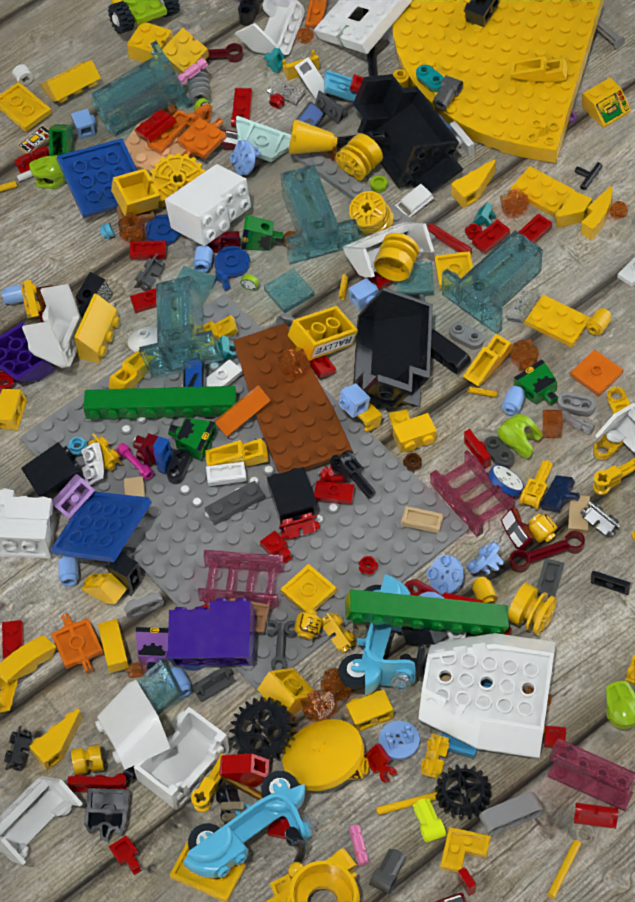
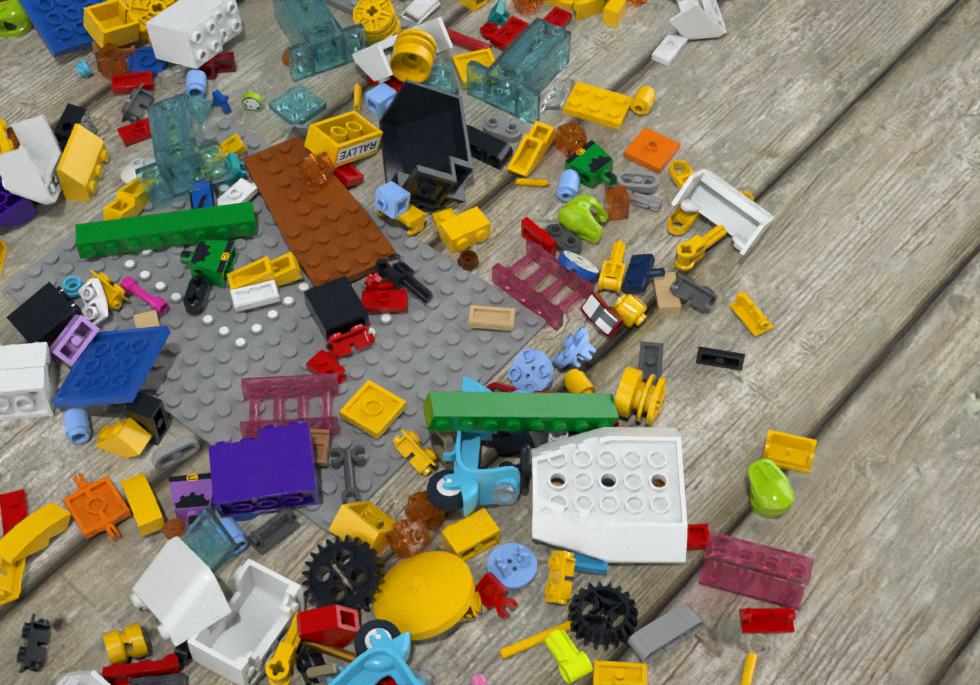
camera: 15 degrees left, 5 degrees down
(54, 744) = (80, 631): yellow slope -> none
(153, 451) = (166, 279): hips -> none
(232, 261) = (230, 83): blue tile -> none
(234, 502) = (269, 326): dark grey plate -> none
(242, 410) = (264, 226): orange tile -> none
(259, 234) = (255, 53): green torso -> none
(308, 624) = (379, 446): yellow head -> none
(367, 560) = (434, 370): red plate -> none
(547, 551) = (640, 335): dark red piece -> none

